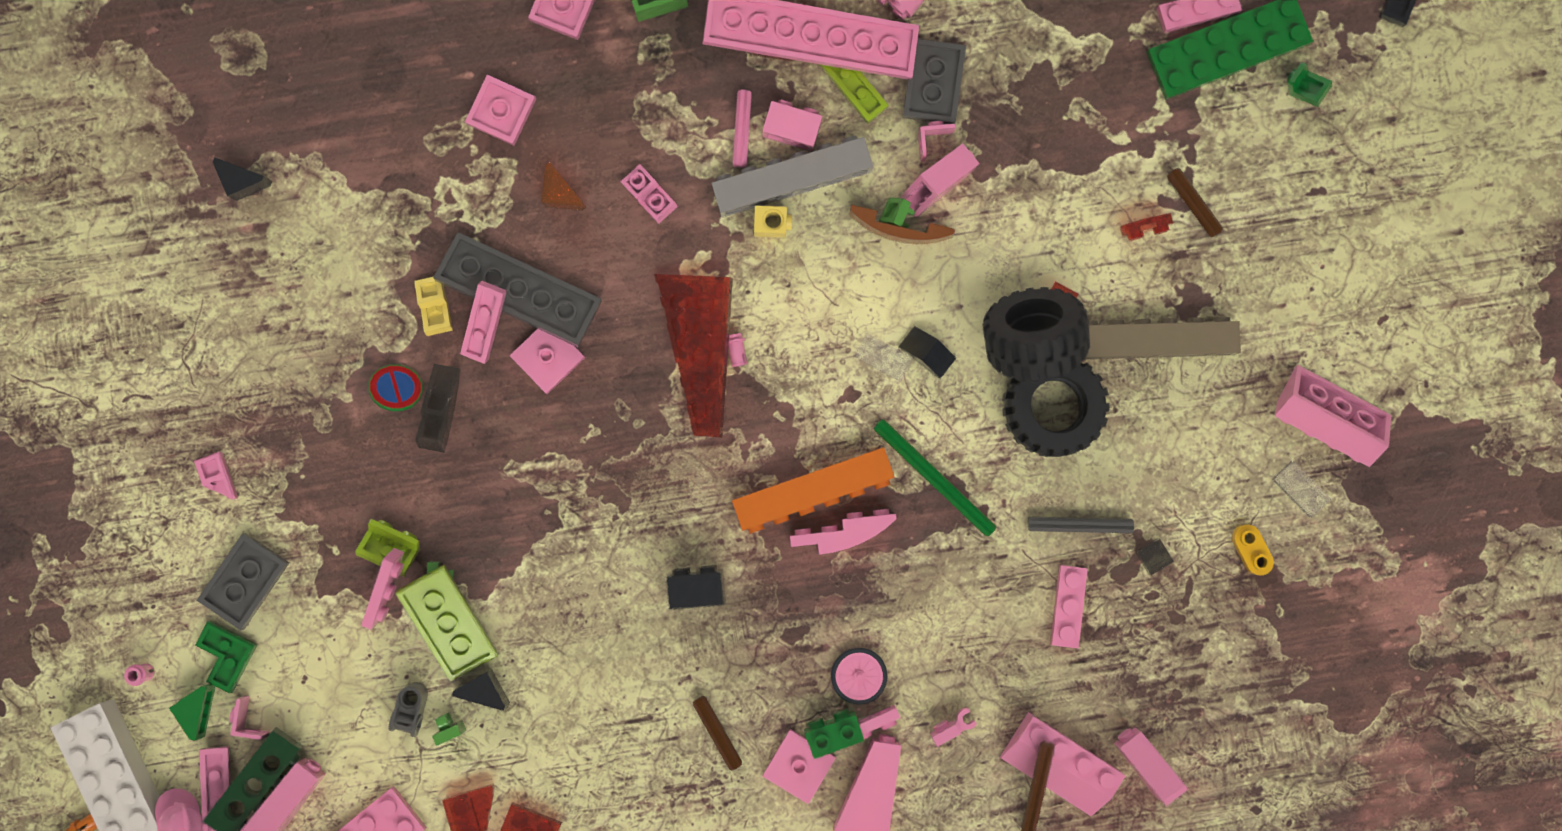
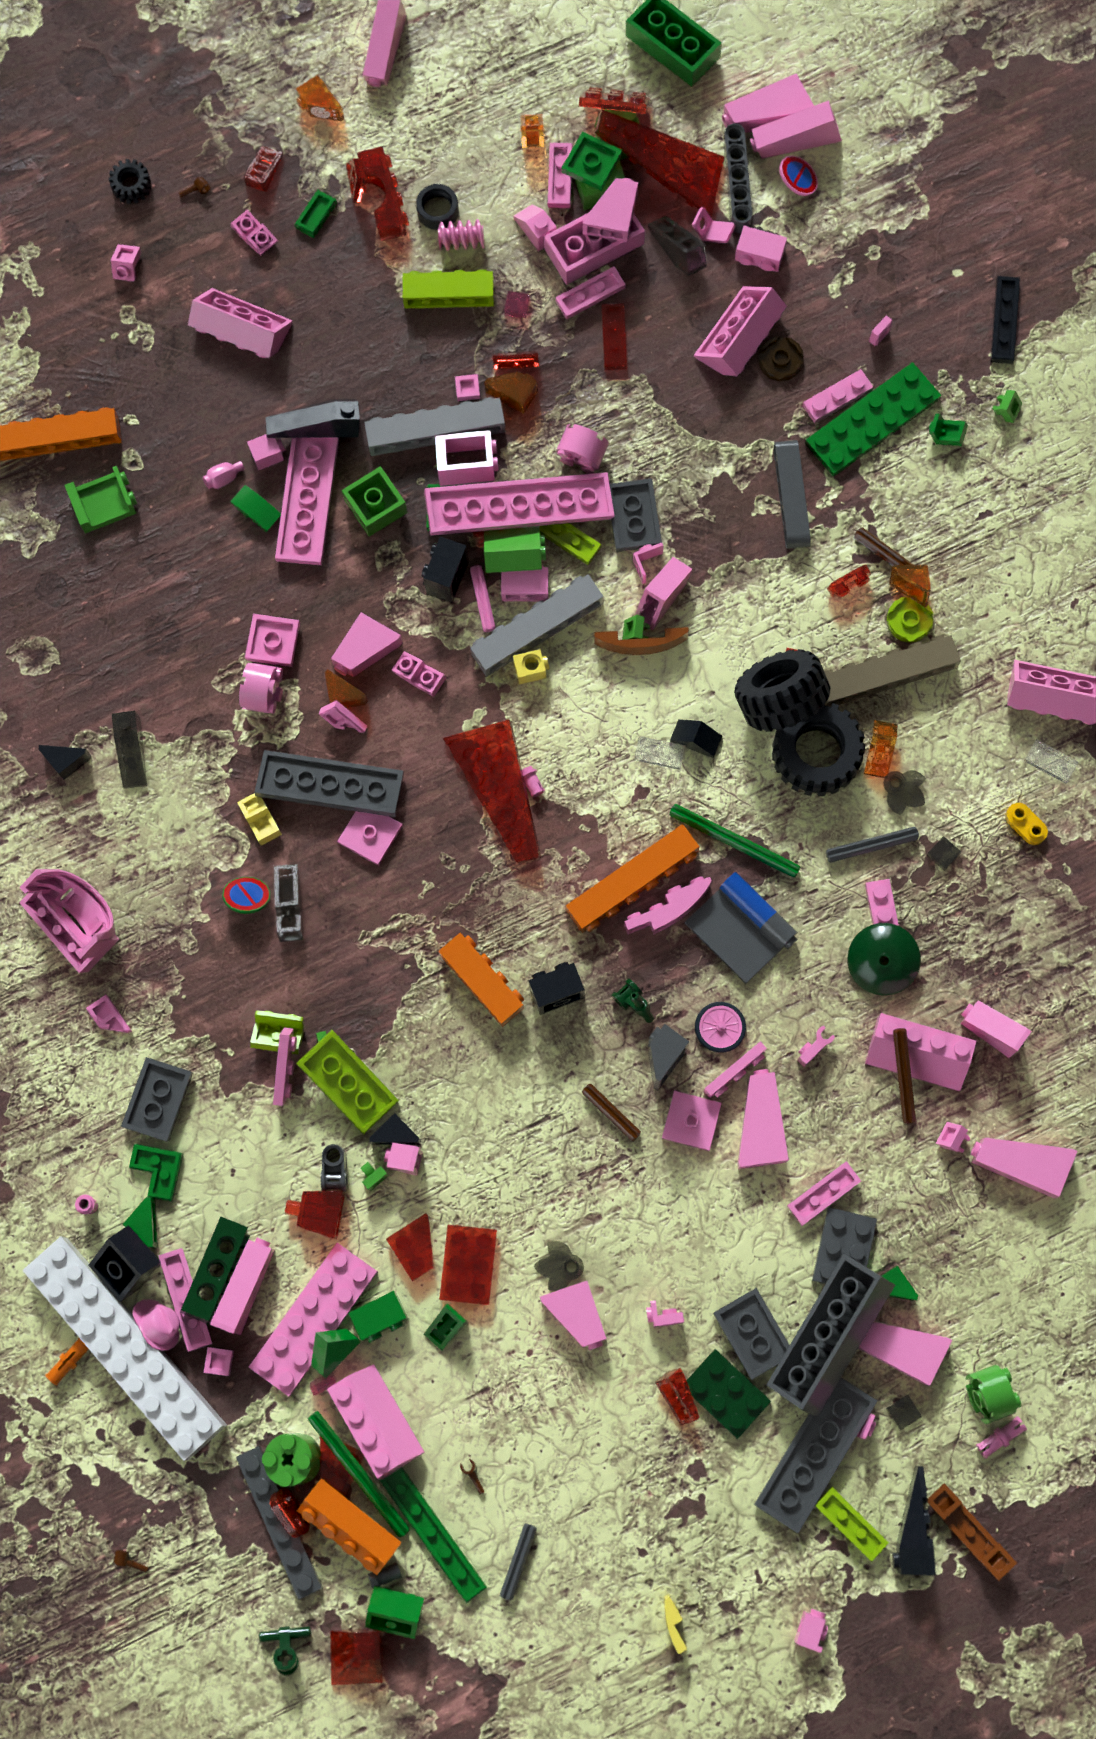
camera: 10 degrees left, 10 degrees down
(159, 750) = (124, 1263): none -> black brick
(175, 333) = (83, 902): none -> bright pink piece
(238, 719) = (184, 1219): bright pink bracket -> none
(314, 187) = (129, 748): none -> clear smoke slope
(379, 751) = (318, 1211): none -> clear red torso
(471, 162) = (261, 688): none -> bright pink brick
(483, 322) = (308, 817): bright pink plate -> none
(483, 723) = (403, 1158): none -> bright pink slope
(551, 220) = (341, 717): none -> bright pink tile
(597, 146) = (364, 645): none -> bright pink slope
(620, 554) = (481, 979): none -> orange brick
(709, 85) = (445, 569): none -> black brick
(772, 617) = (631, 996): none -> dark green piece
(790, 85) = (514, 549): none -> bright green brick
(790, 698) = (665, 1053): none -> dark grey slope
(833, 734) = (714, 1080): green bracket -> none
(913, 576) = (741, 928): none -> dark grey door
(1058, 638) = (887, 941): none -> dark green dish
(1114, 108) = (792, 494): none -> dark grey beam
(1123, 423) = (880, 748): none -> clear orange slope
(1135, 478) = (906, 793): none -> clear smoke plate
(1199, 286) = (909, 620): none -> lime tile
(1215, 247) = (912, 581): none -> clear orange slope
(1385, 76) = (1009, 406): none -> bright green tile

